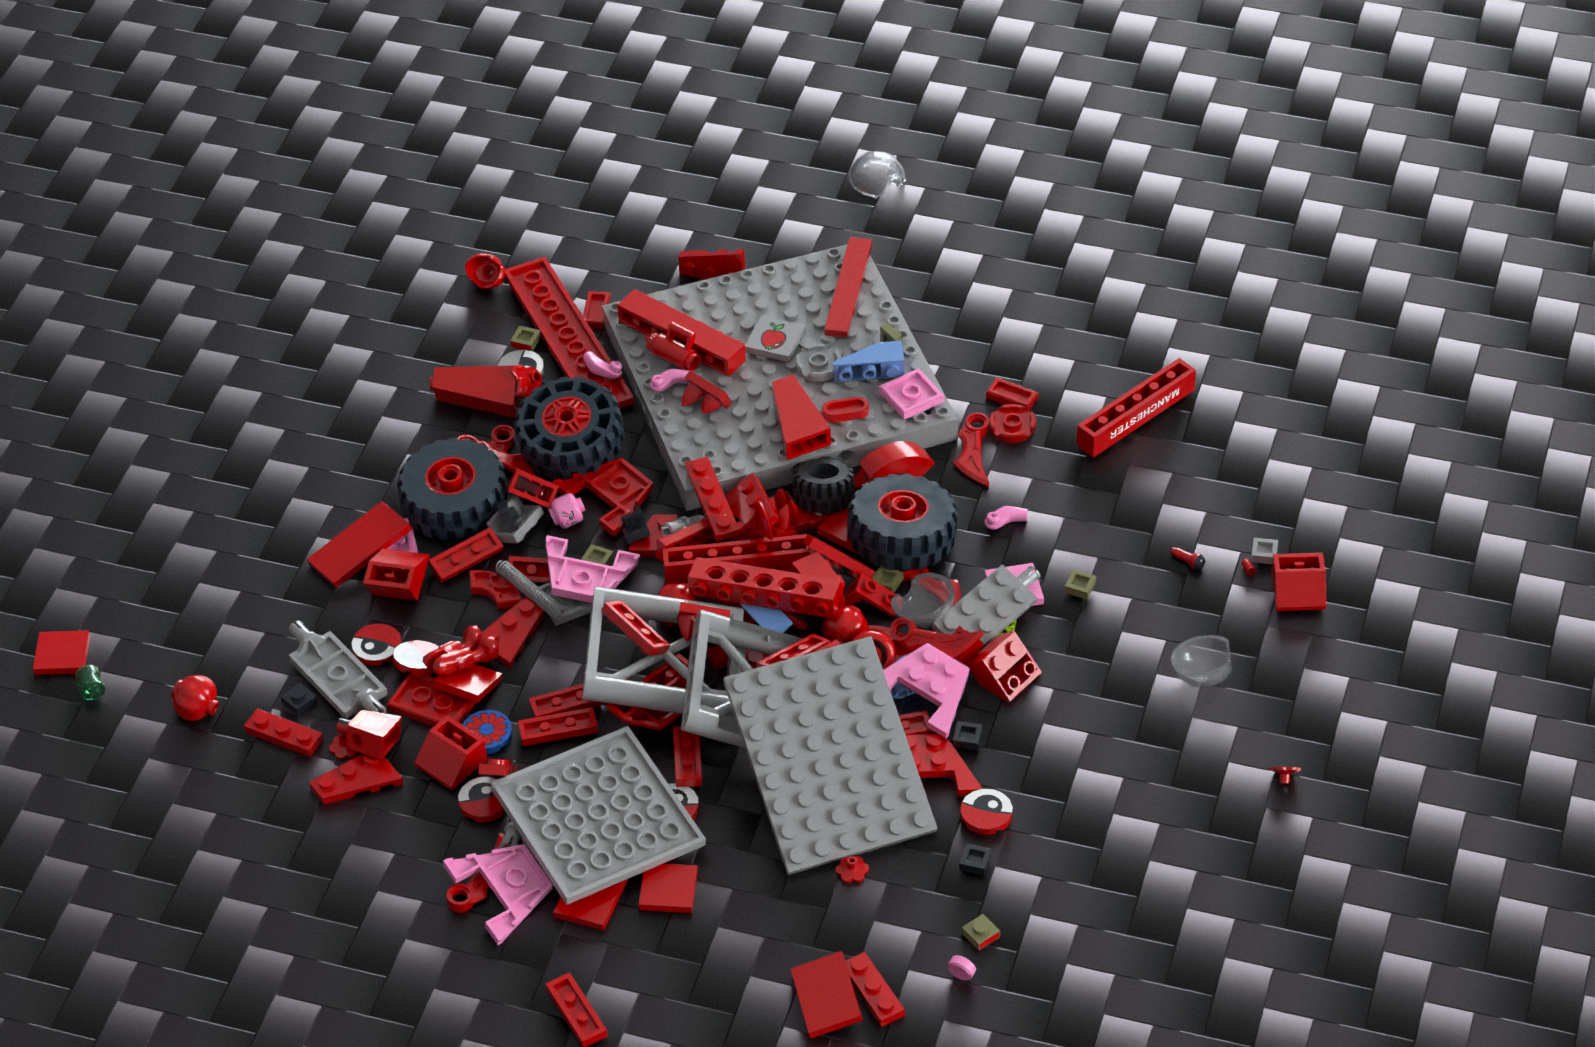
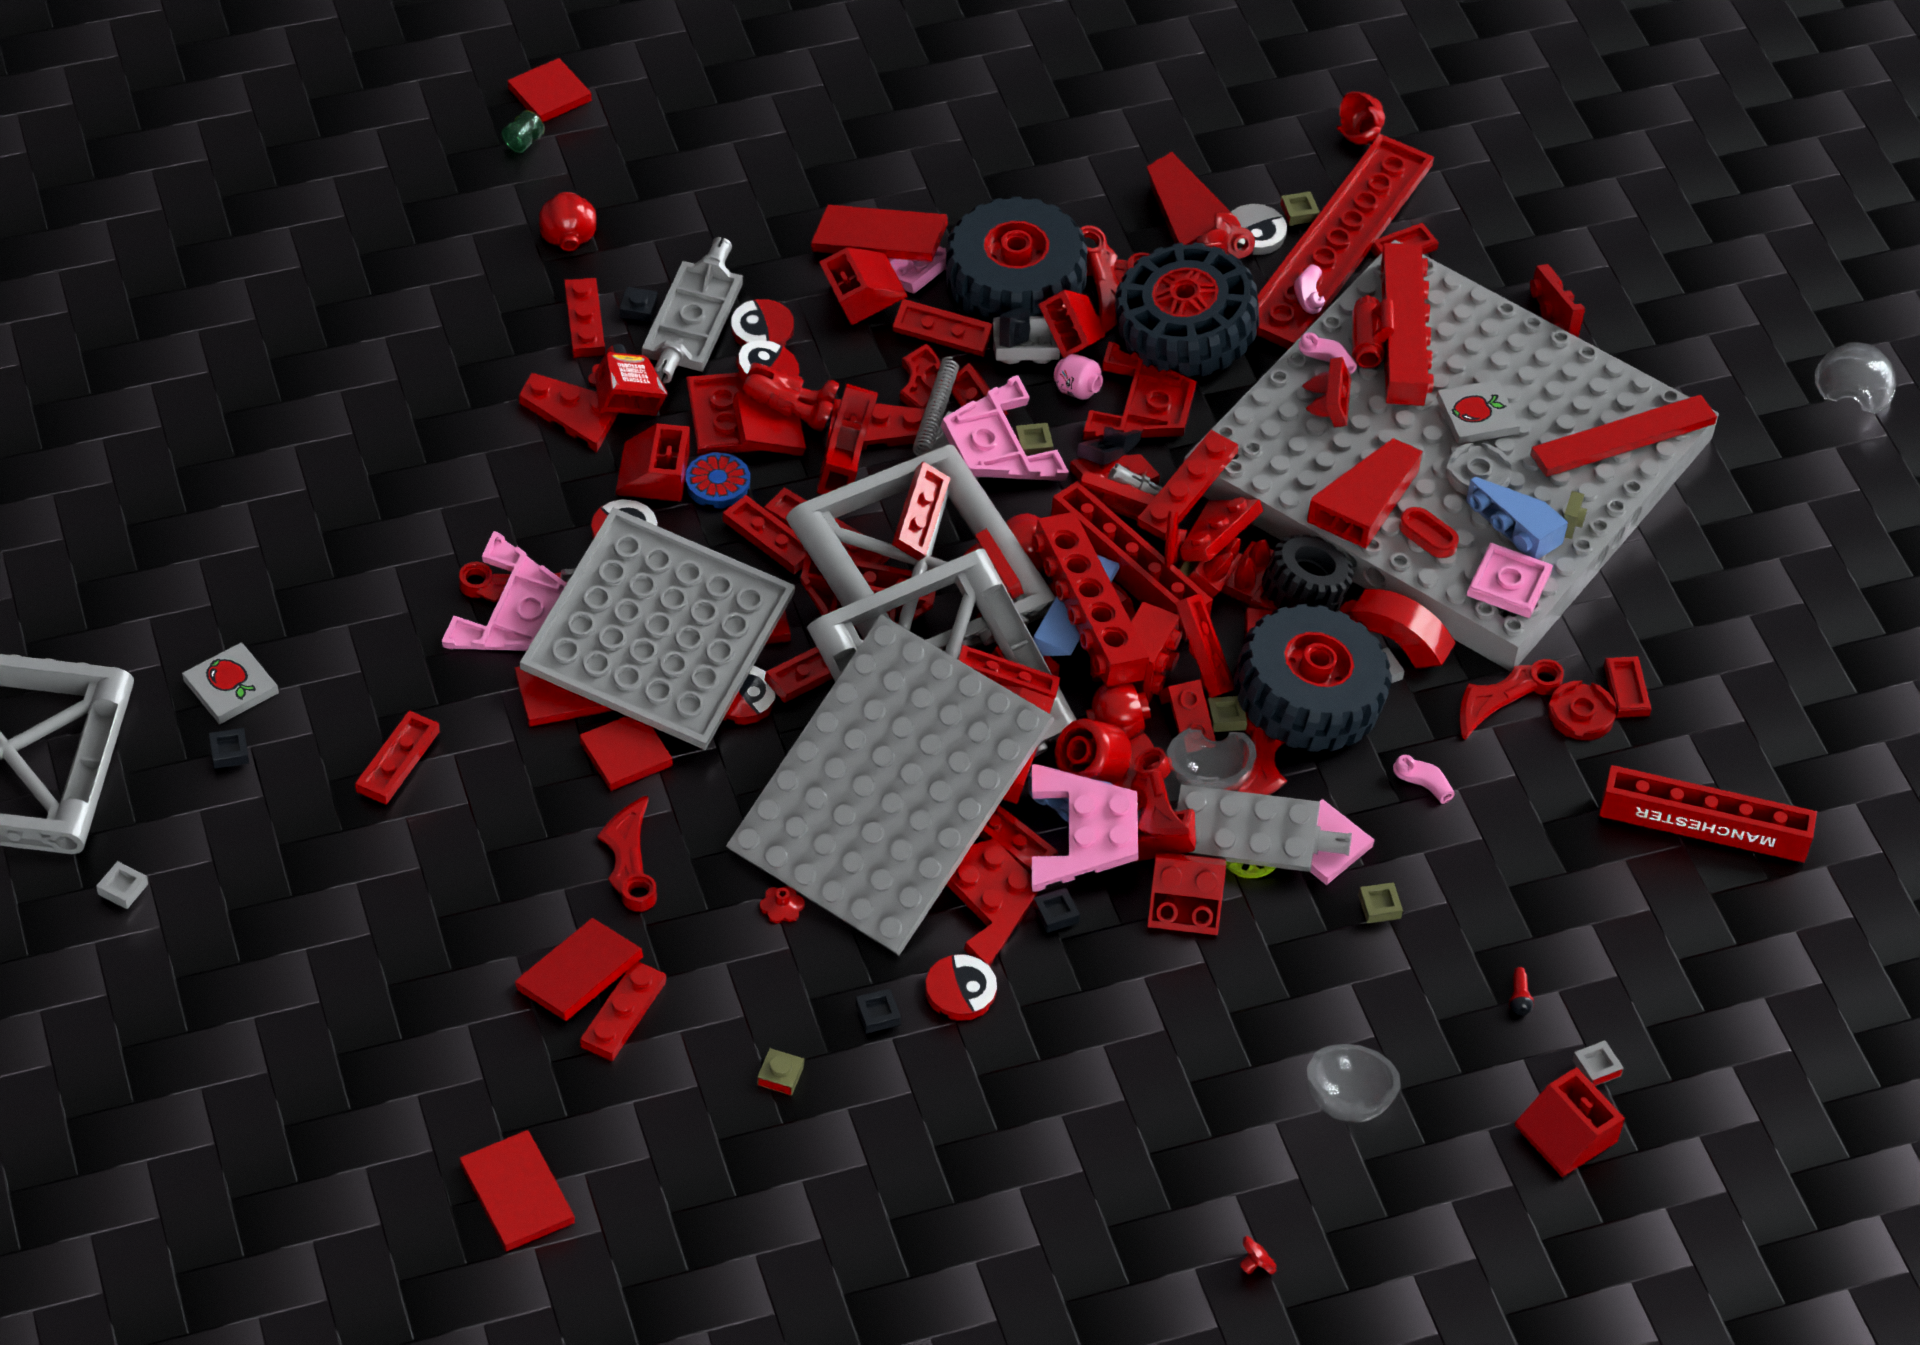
camera: 50 degrees right, 5 degrees up
(497, 767) = (651, 508): red plate -> none
(523, 651) = (846, 439): none -> red arch
(736, 923) = (623, 838): none -> red piece
(961, 967) = (708, 1077): bright pink tile -> none
(1248, 567) = (1561, 1061): red piece -> none

